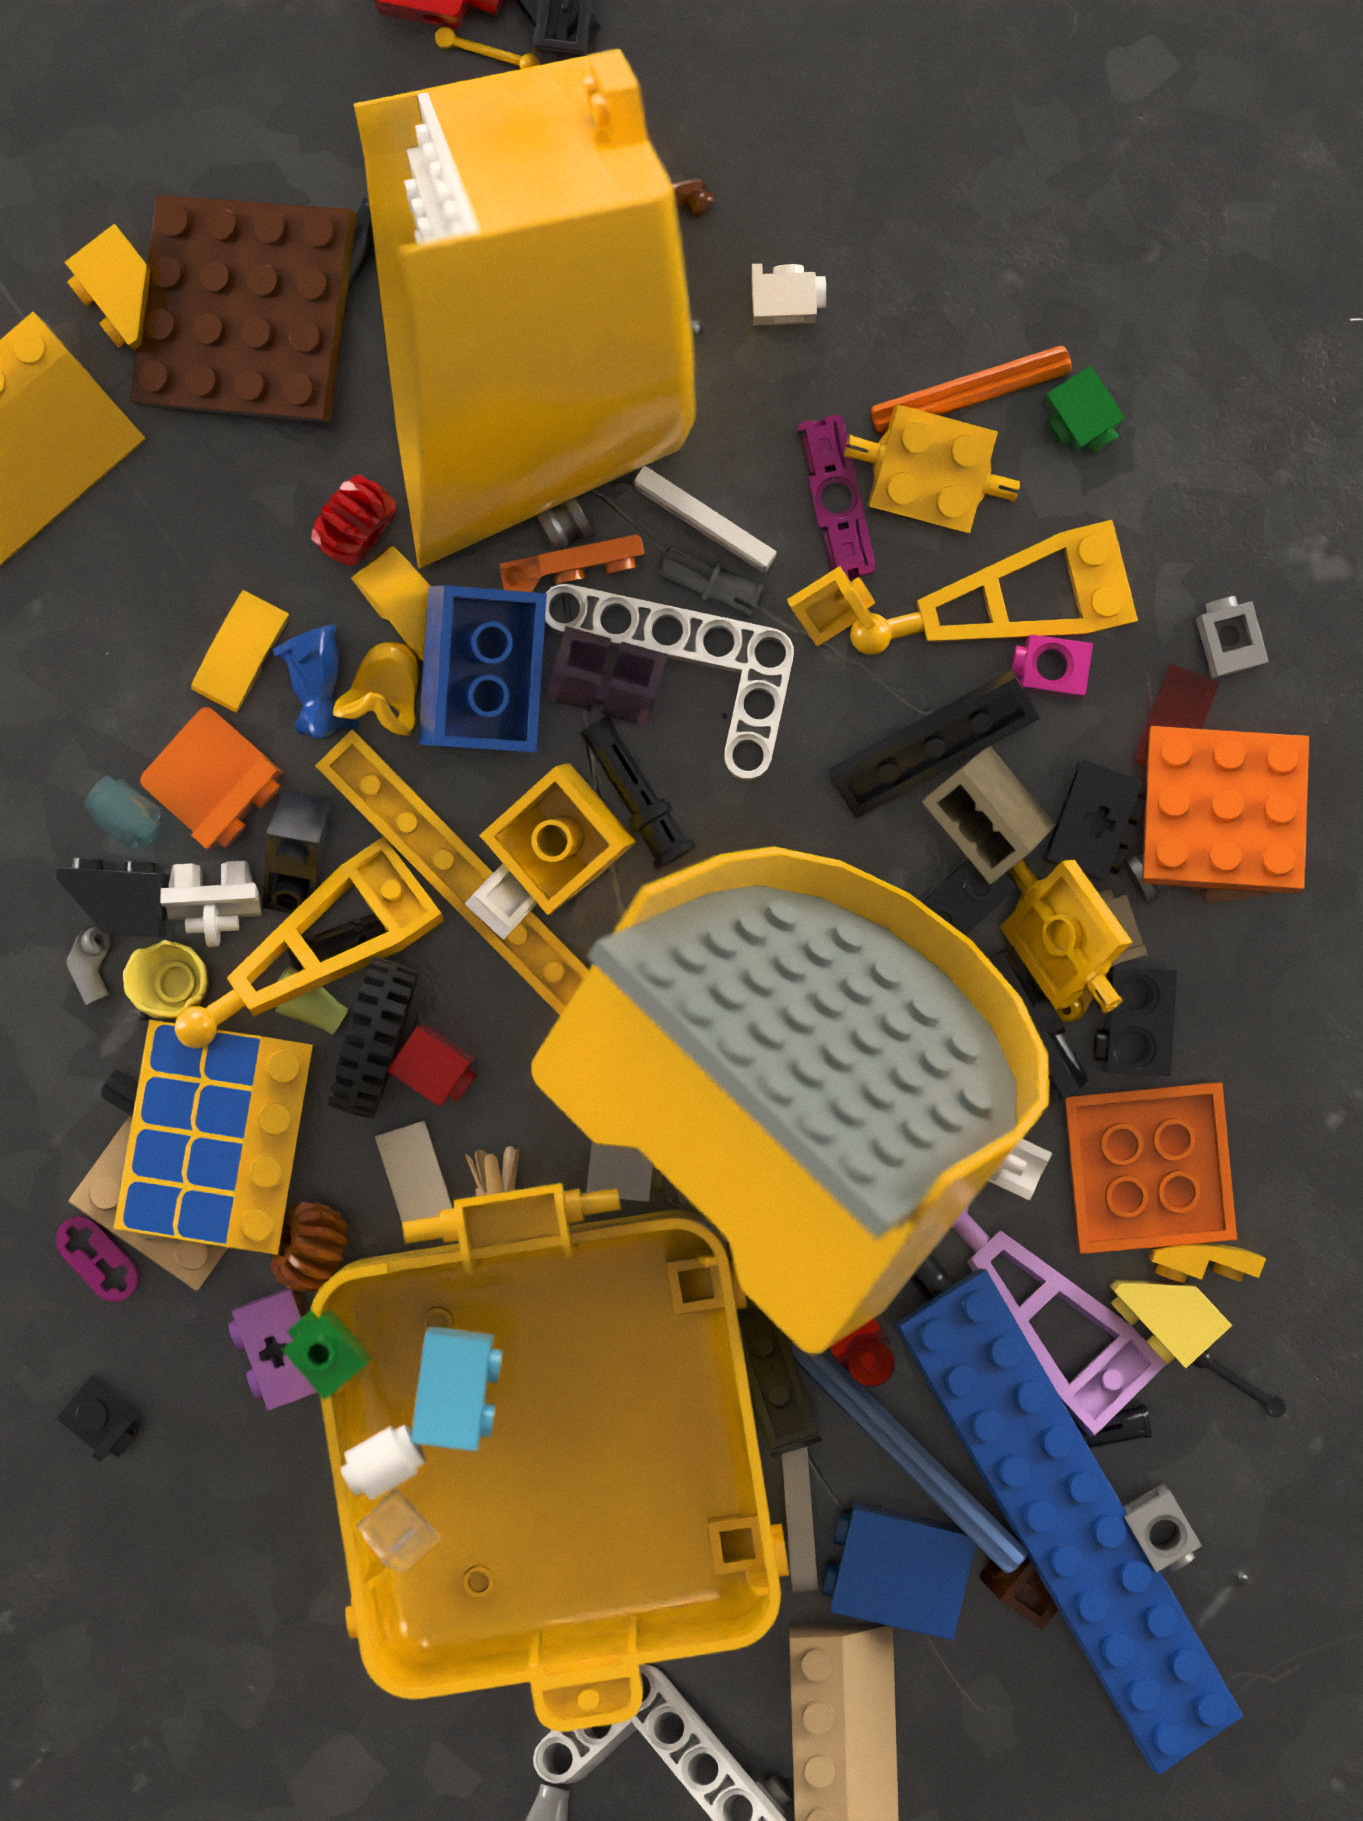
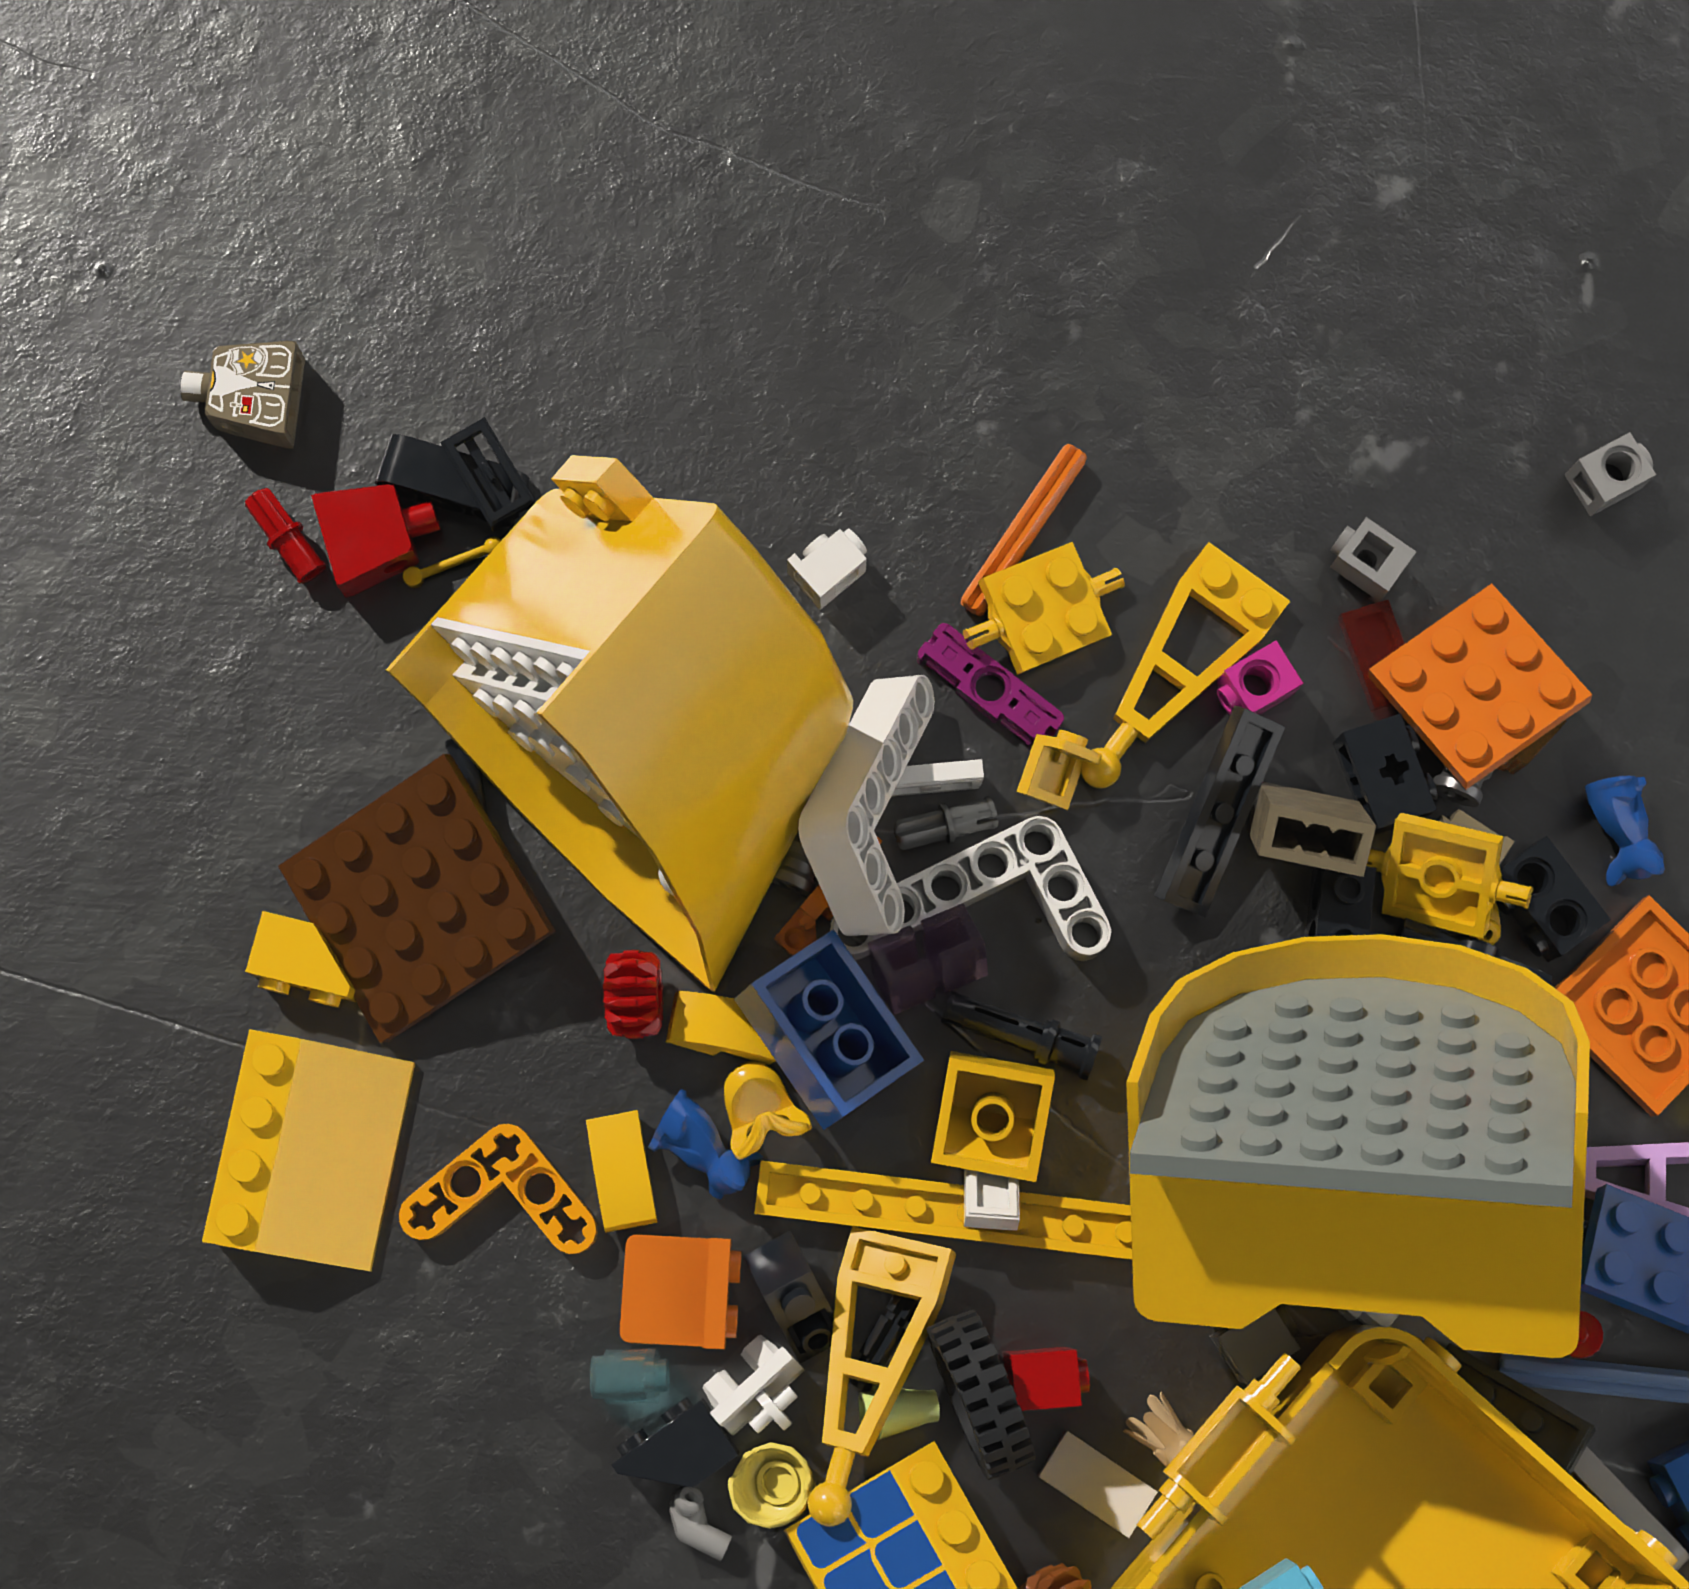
camera: 50 degrees left, 10 degrees down
(153, 591) = (515, 1177): none -> light orange beam
(645, 497) = (851, 798): none -> white beam
(1083, 413) = (1123, 480): green brick -> none
(1255, 1008) = (1624, 818): none -> blue animal

